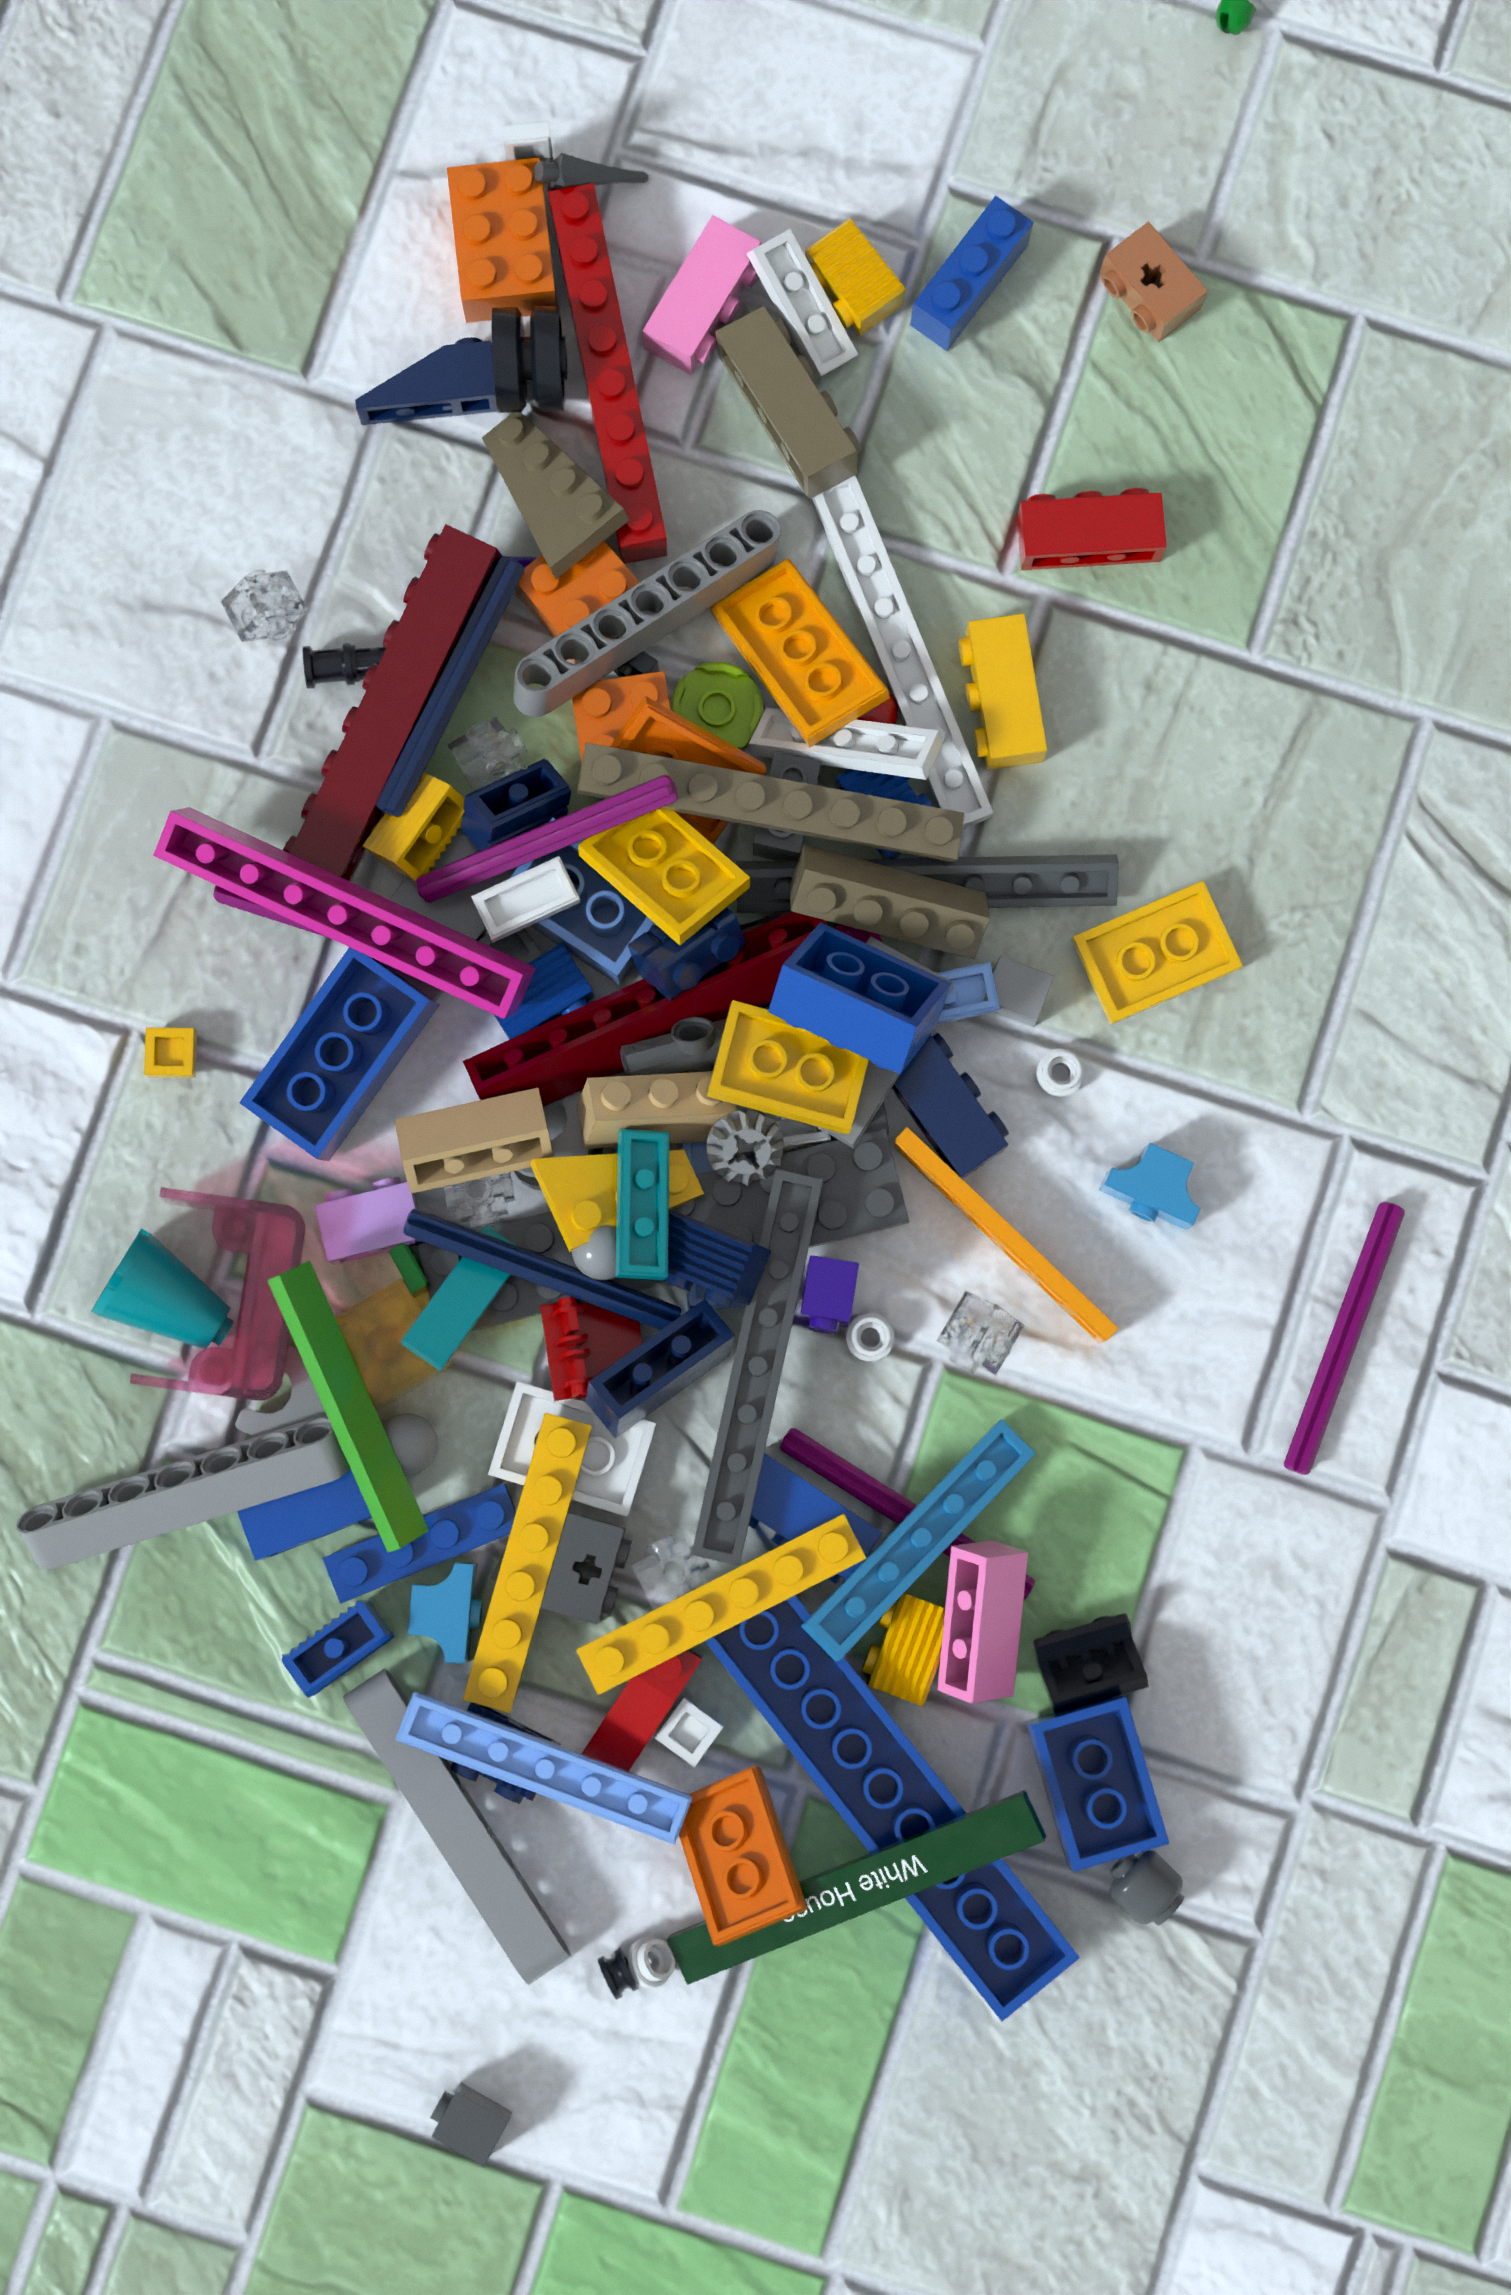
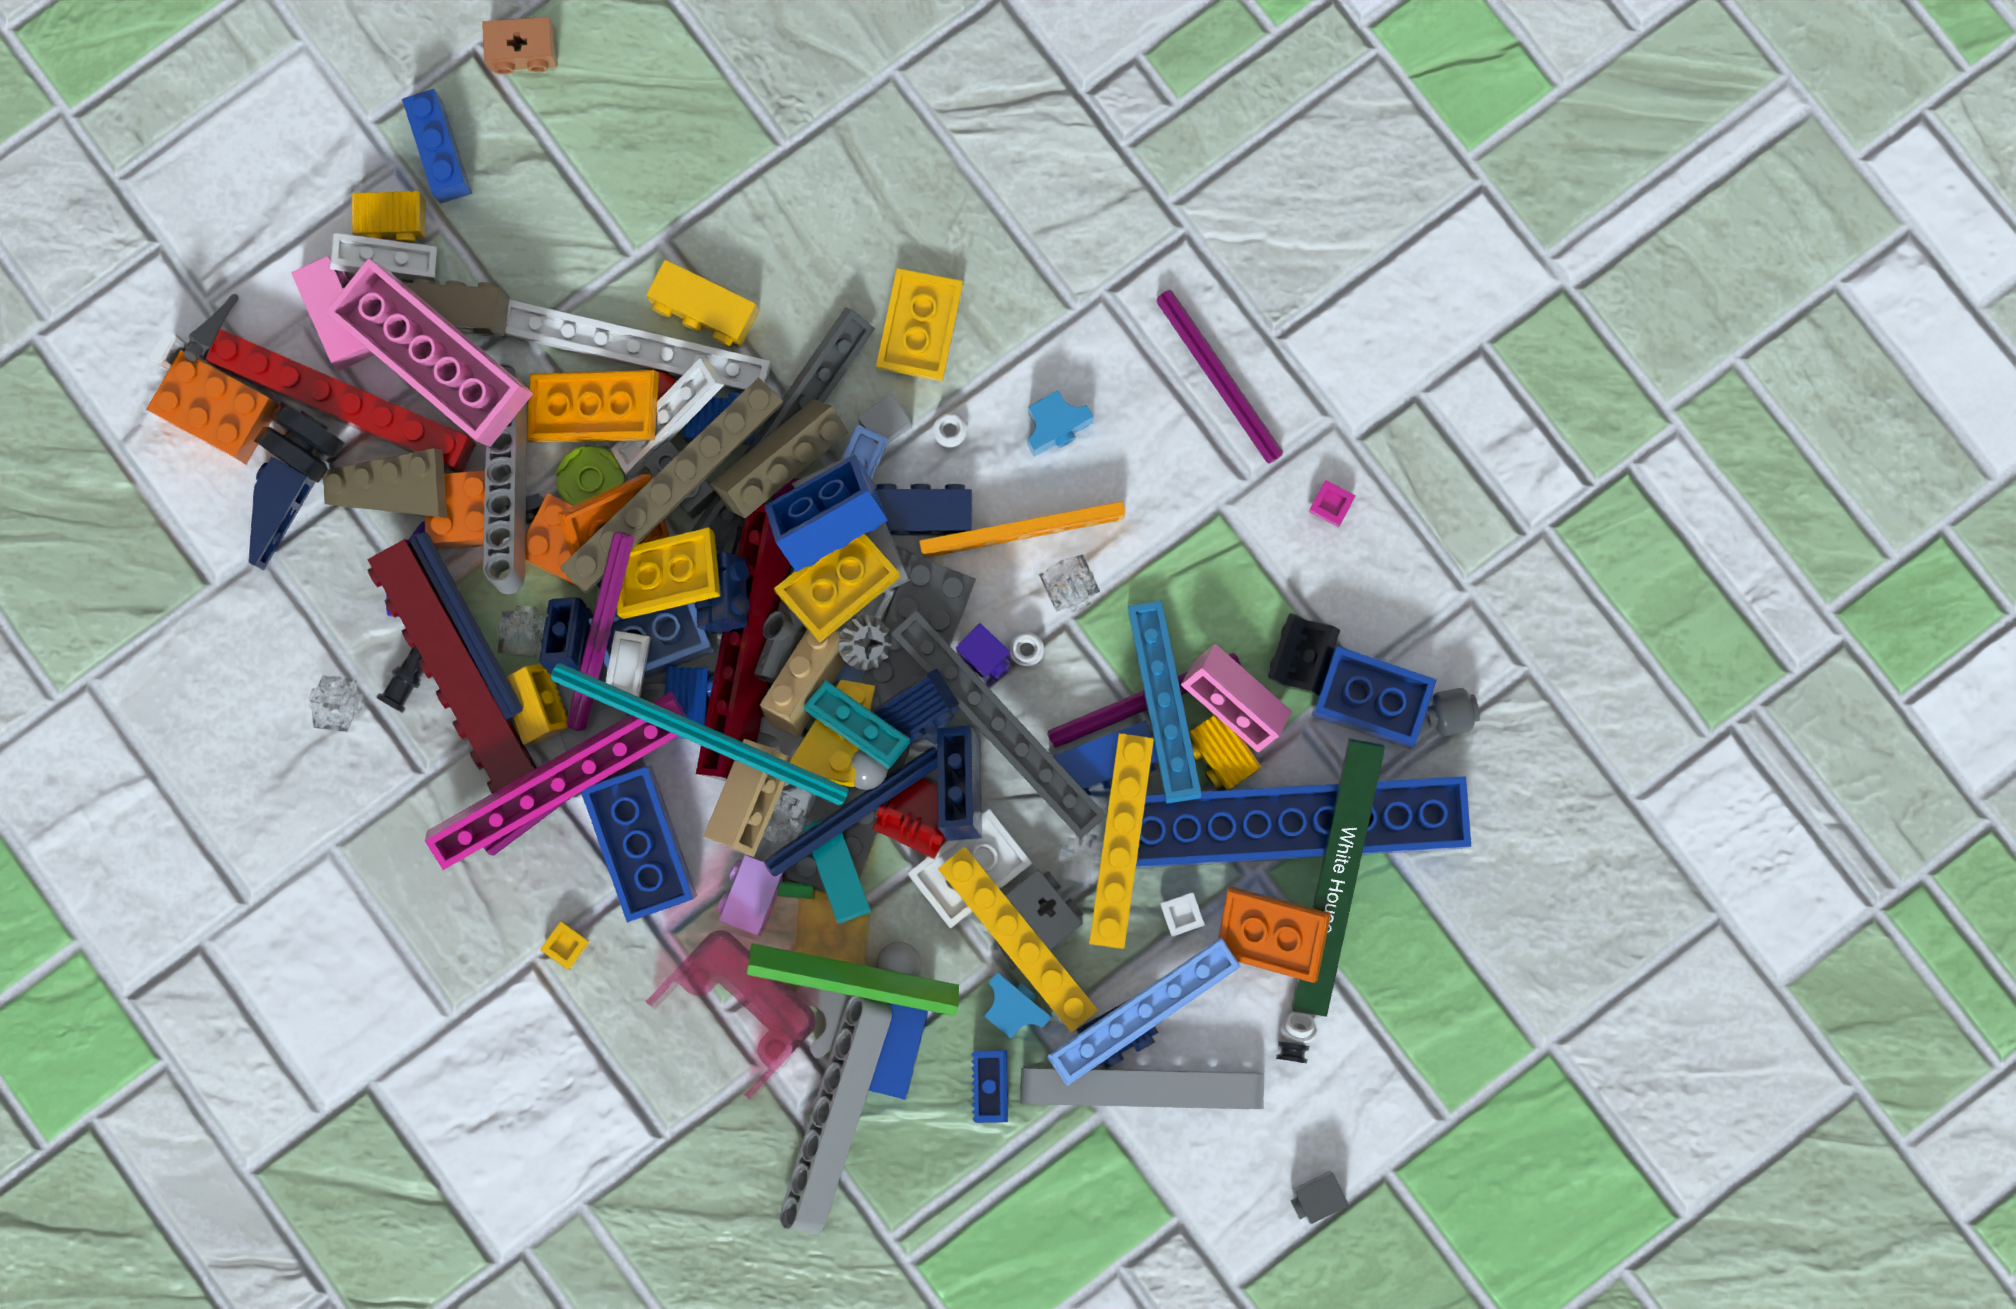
camera: 45 degrees left, 0 degrees up
(163, 1296) = (708, 1049): teal cone -> none
(450, 1534) = (969, 972): blue plate -> none
(504, 1034) = (699, 734): none -> teal axle
(640, 1711) = (1150, 933): red slope -> none
(727, 426) = (429, 352): none -> bright pink brick
(1091, 530) = (642, 185): red brick -> none
(1289, 1573) = (1332, 503): none -> dark pink plate

